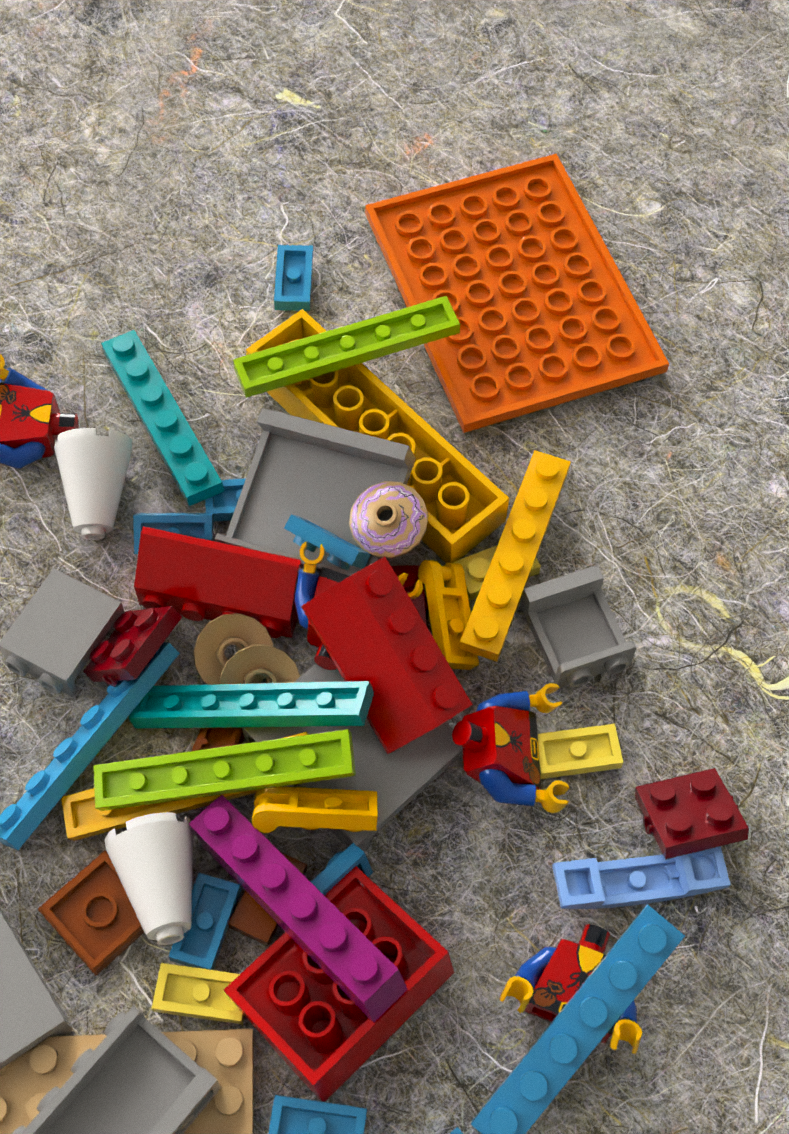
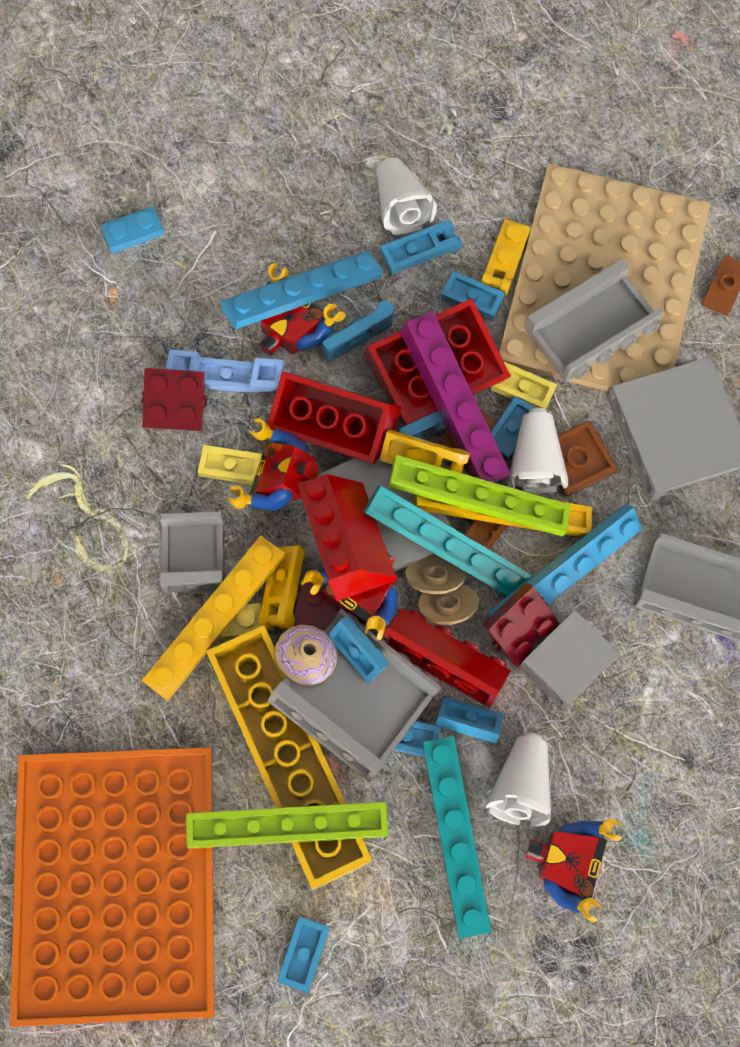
camera: 165 degrees left, 10 degrees up
(462, 844) = (332, 416): none -> red slope
(472, 1004) = (358, 332): none -> dark azure plate

